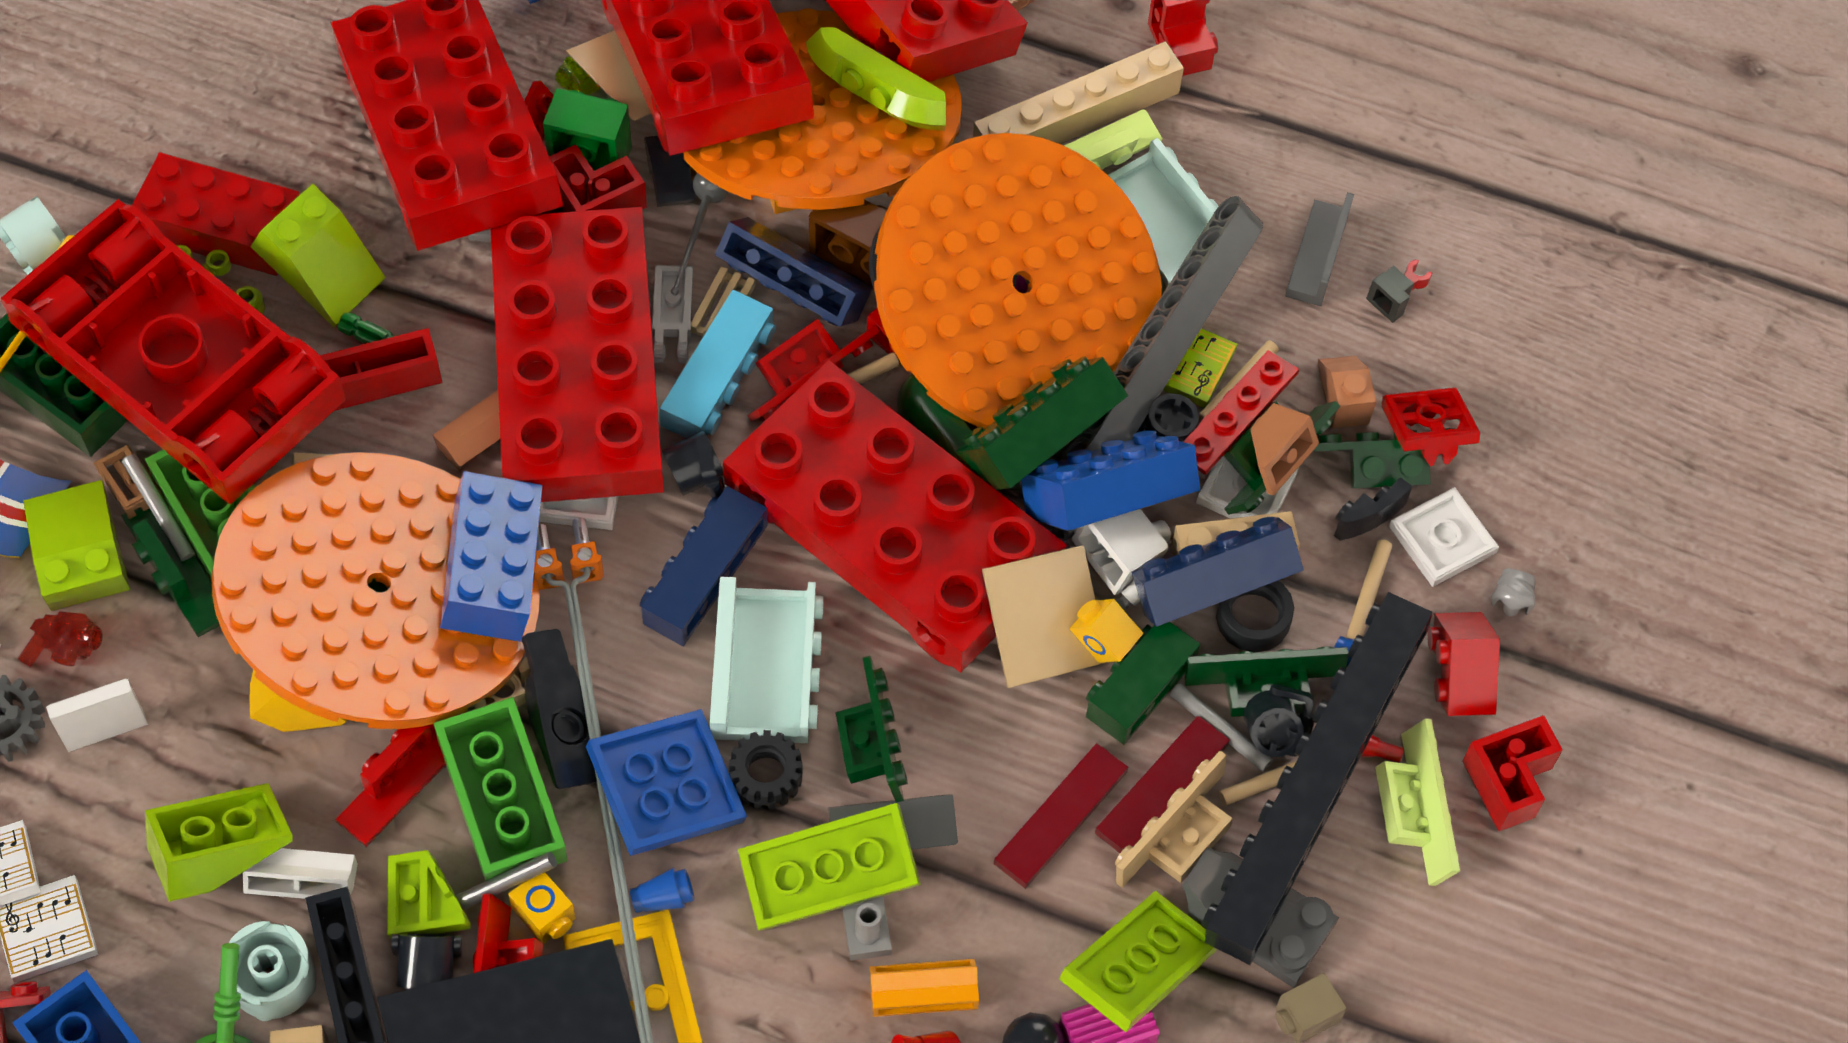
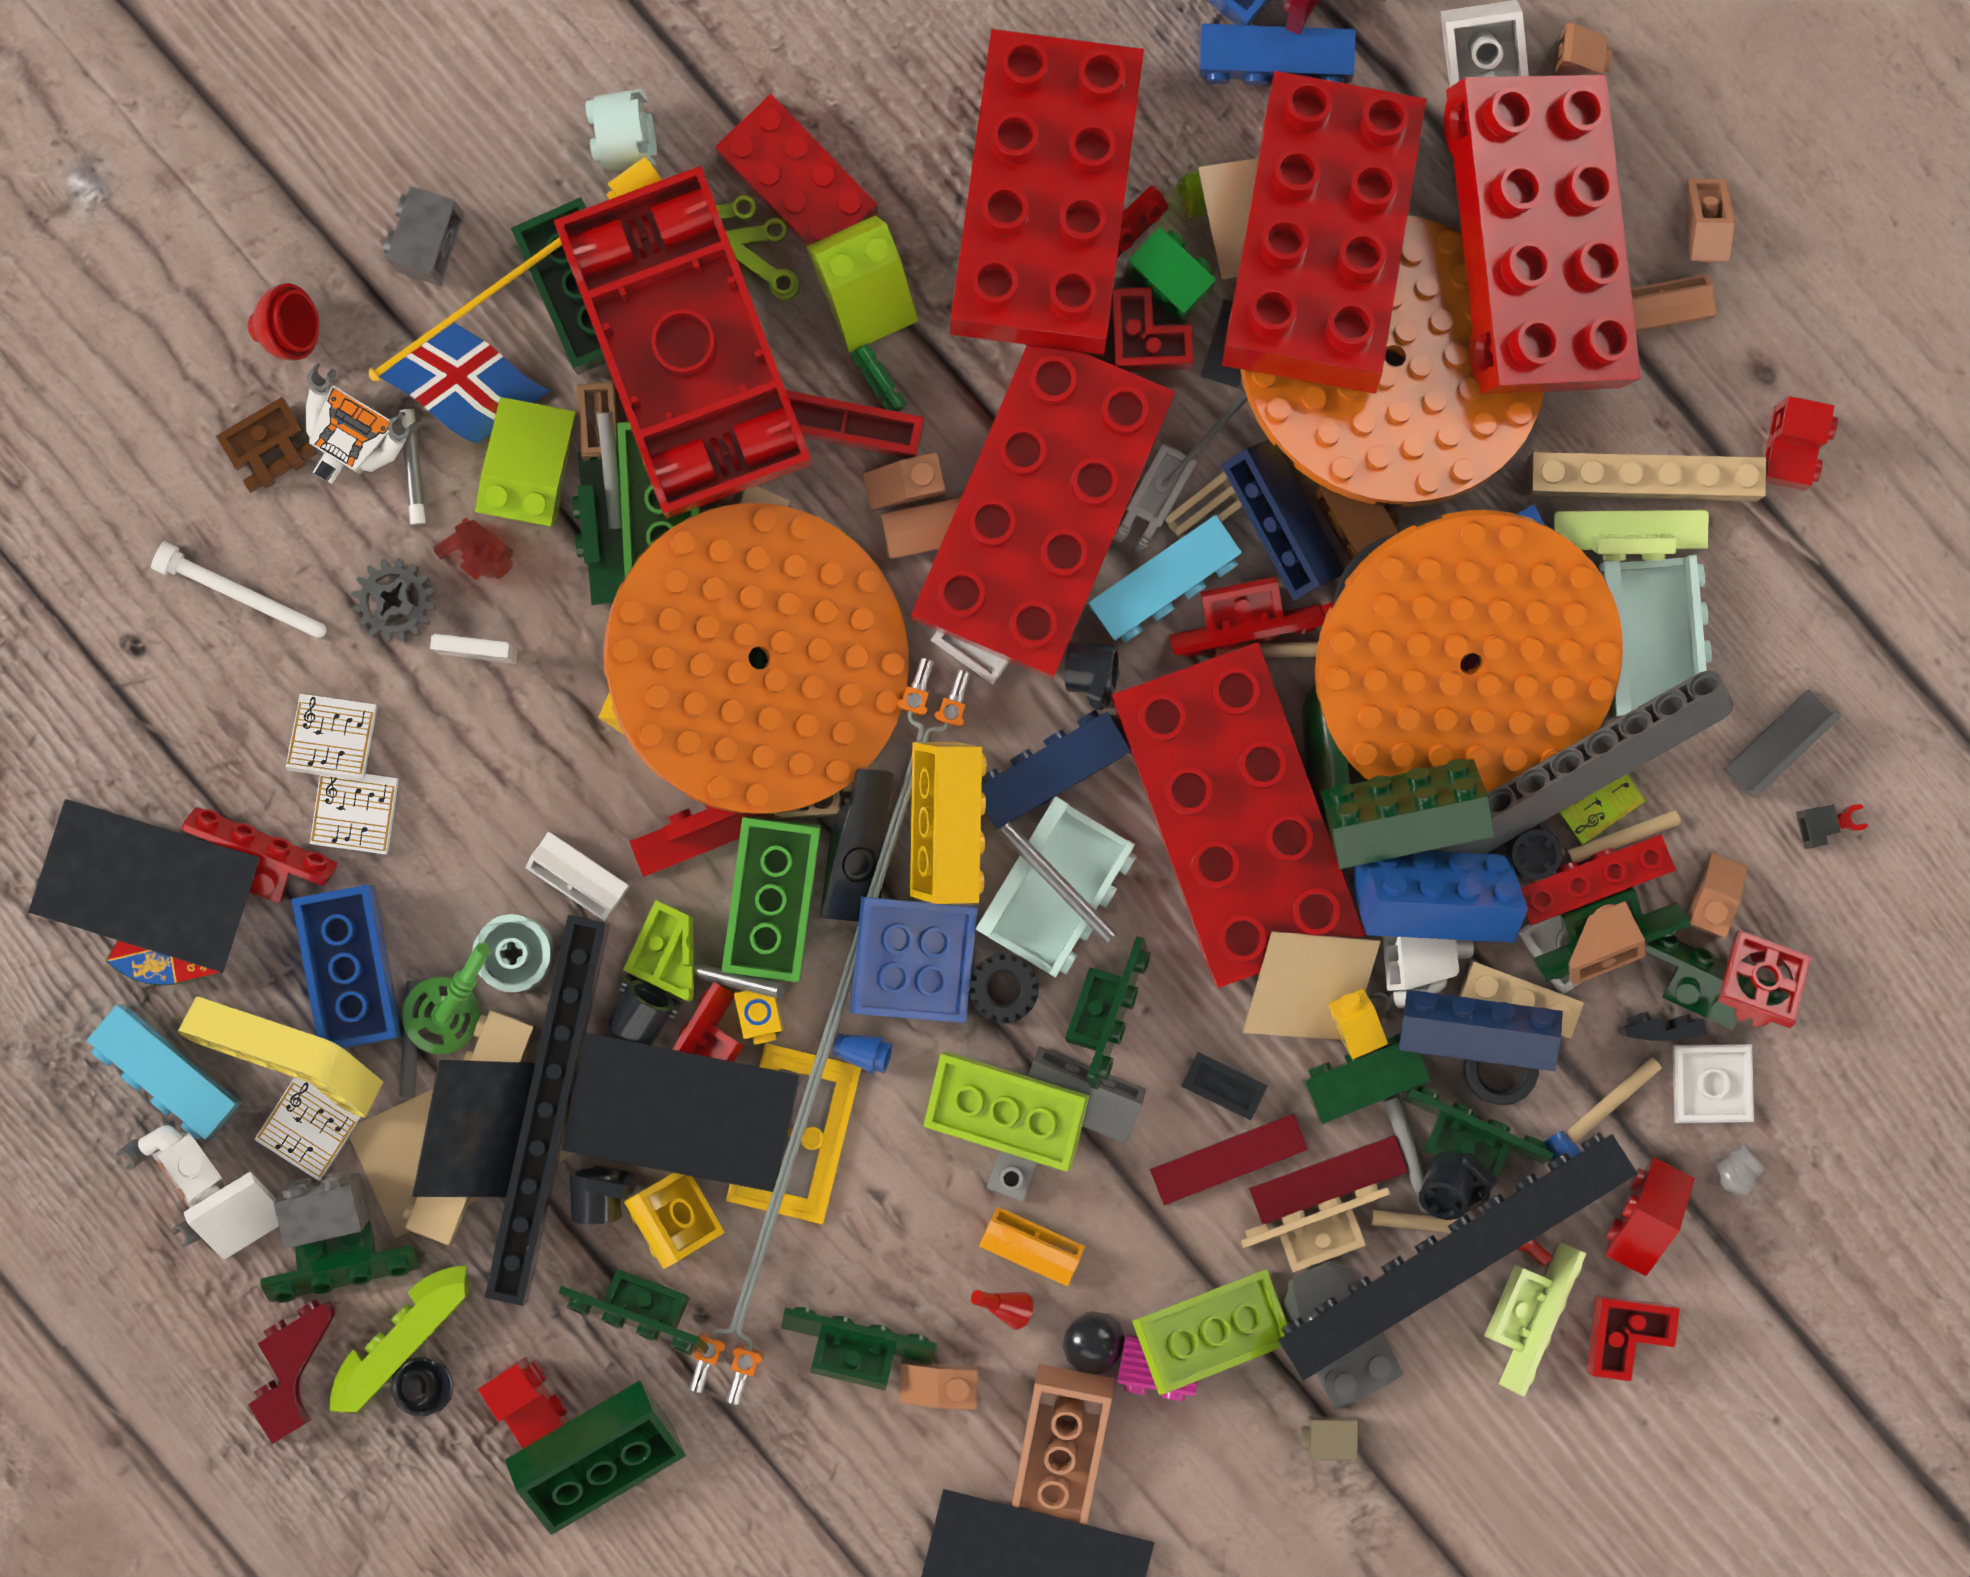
camera: 35 degrees right, 25 degrees up
(213, 838) = (522, 814): lime slope -> none
(441, 397) = (904, 482): none -> nougat slope
(491, 556) = (867, 682): brick -> none
(630, 638) = (947, 822): none -> yellow brick
(763, 643) = (1057, 882): none -> flat silver bar
(878, 79) = (1464, 386): lime brick -> none
(1018, 751) = (1224, 1086): none -> black plate

